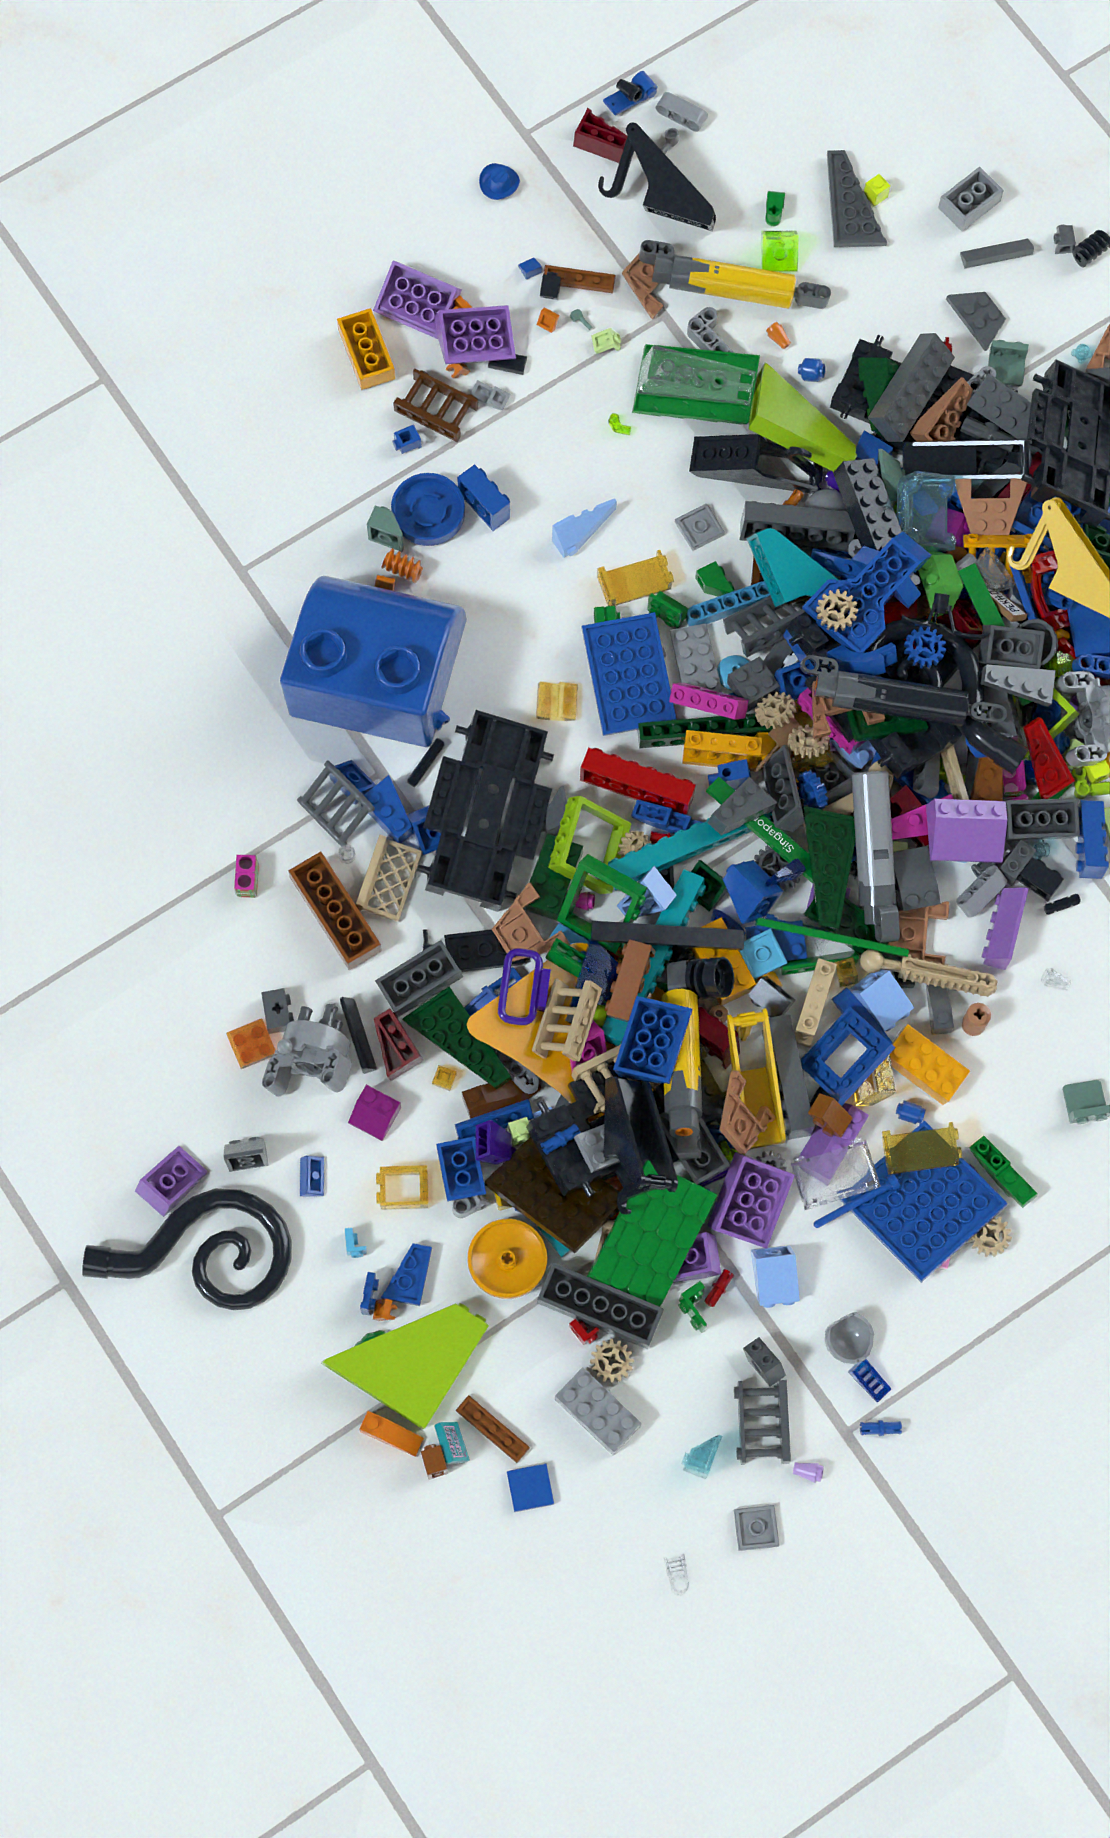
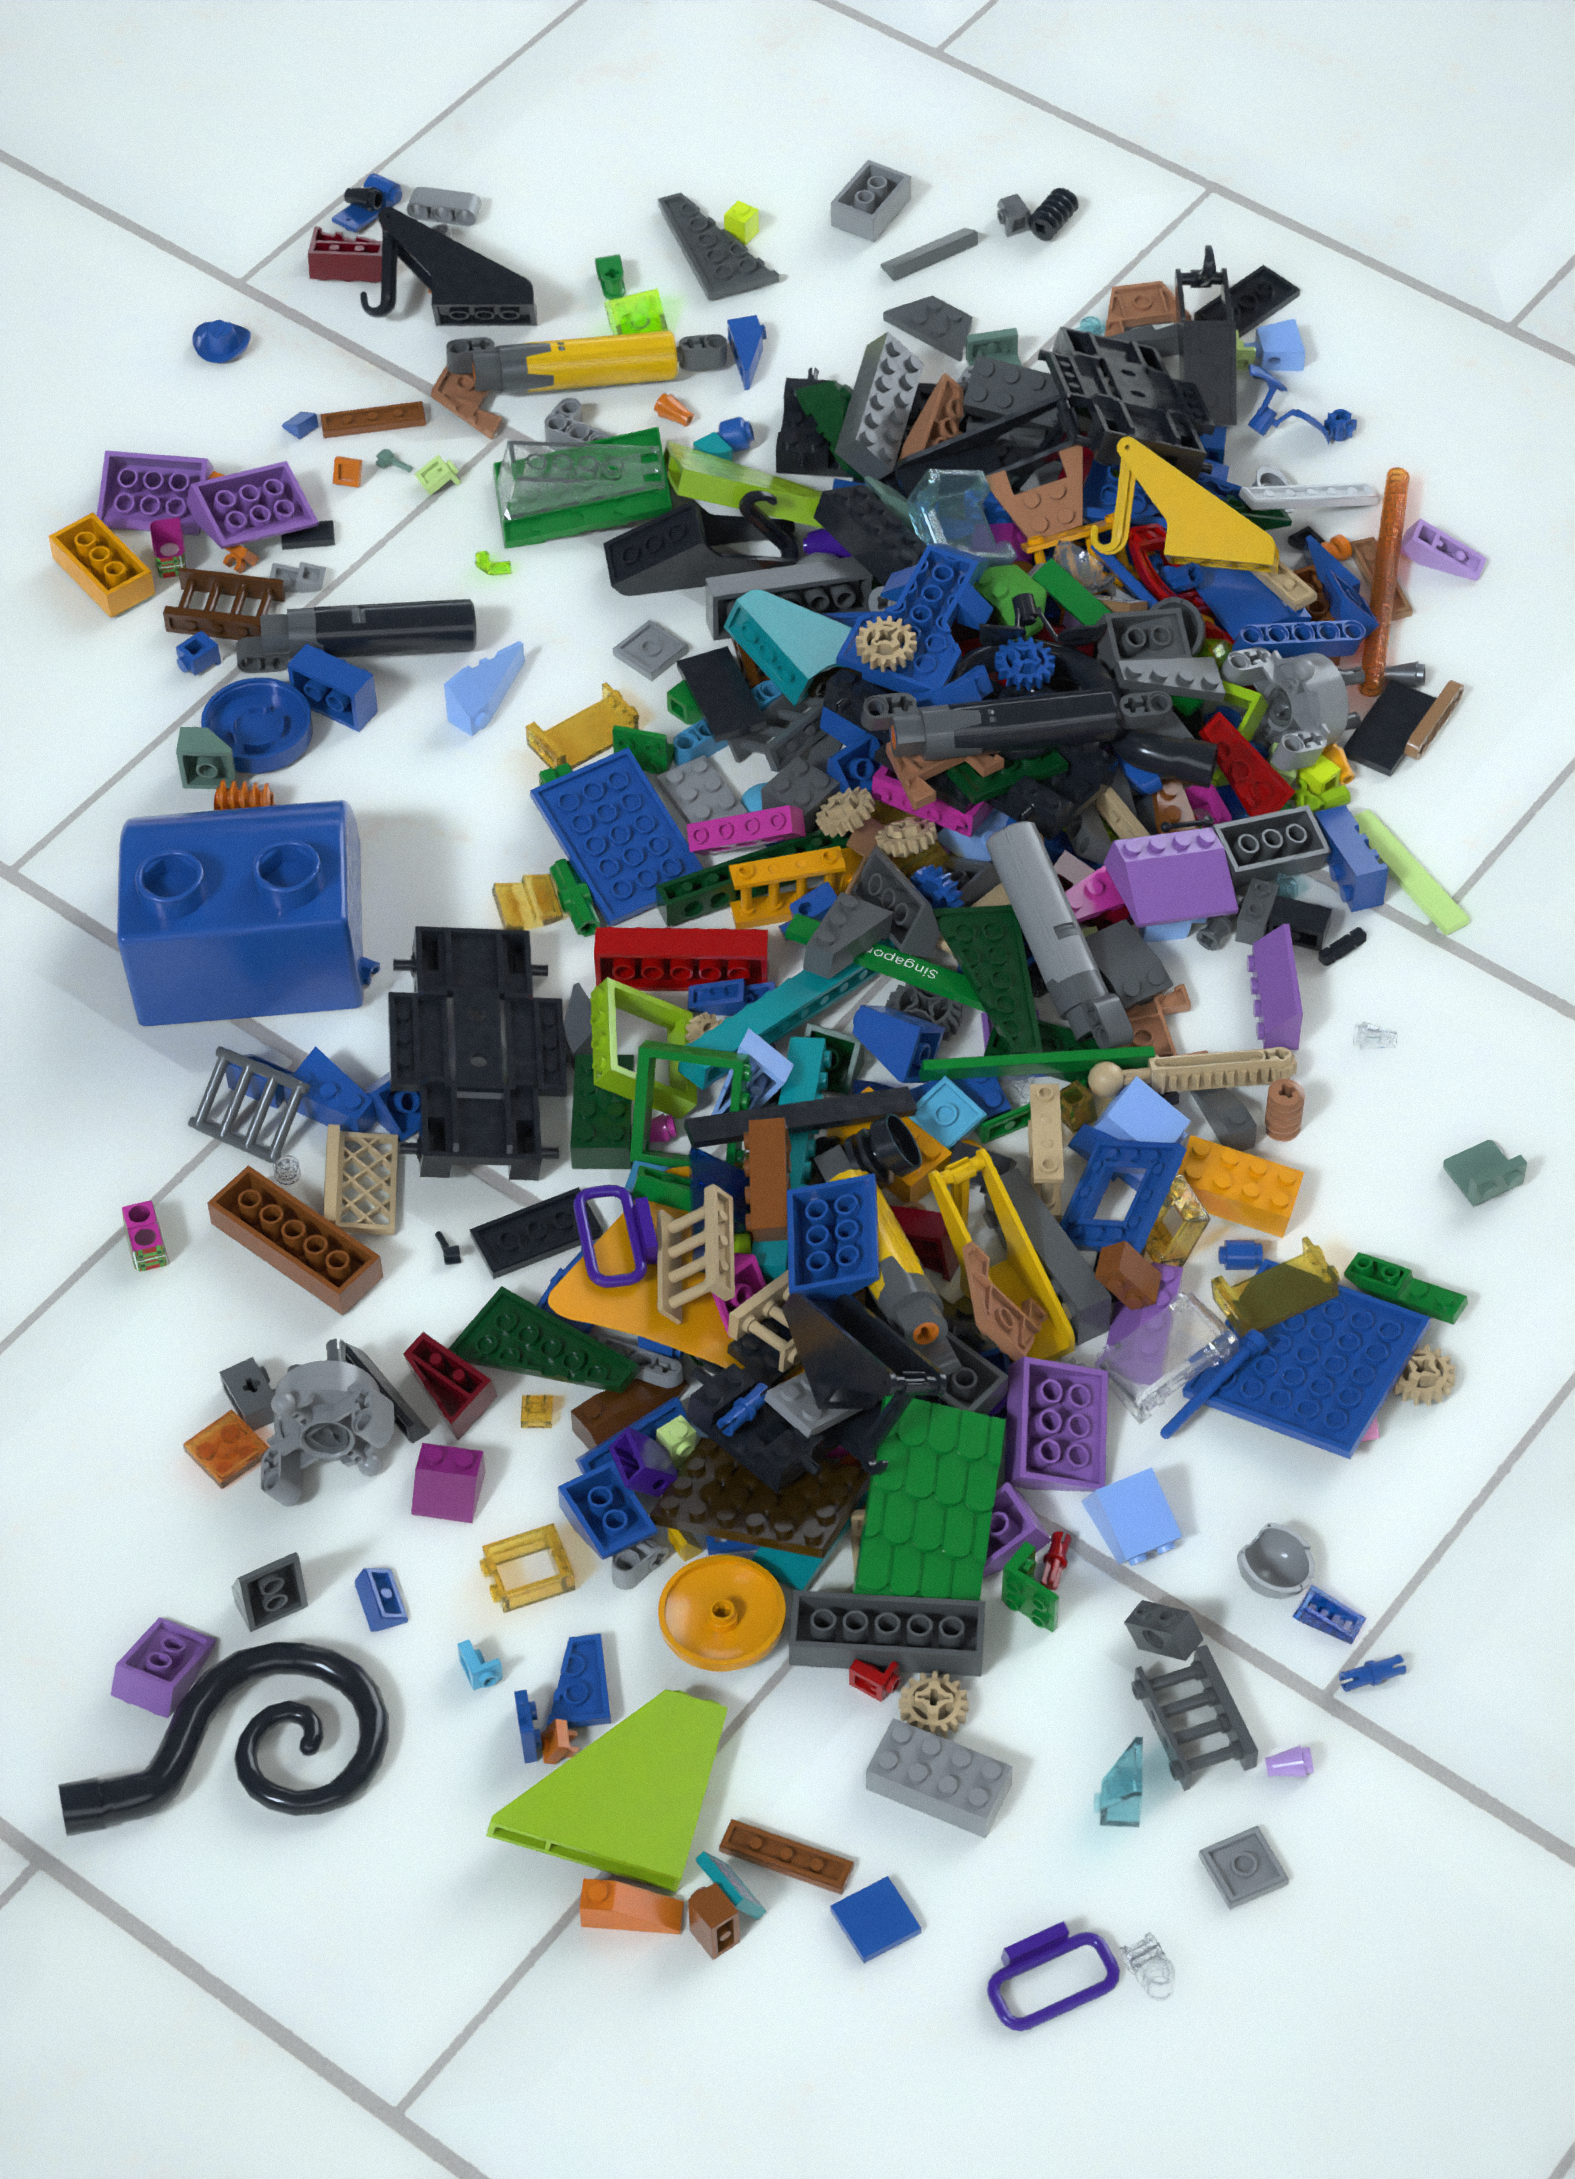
camera: 15 degrees left, 20 degrees down
(411, 333) = (166, 532): none -> dark pink piece
(419, 978) = (453, 1285): dark grey brick -> none
(425, 762) = (363, 1026): black axle -> none
(514, 459) = (360, 632): none -> black piece
(517, 929) = (573, 1173): nougat wing -> none
(550, 286) = (337, 432): black brick -> none
(587, 709) = (574, 898): none -> green piece
(615, 1543) = (1037, 1951): none -> dark purple bar
(730, 584) = (721, 694): none -> black tile
(787, 873) = (941, 1000): clear blue slope -> none
(794, 378) = (714, 445): none -> teal brick
(845, 296) = (746, 343): none -> blue slope
(981, 891) = (1224, 957): light grey beam -> none
(1008, 786) = (1207, 821): none -> black hinge

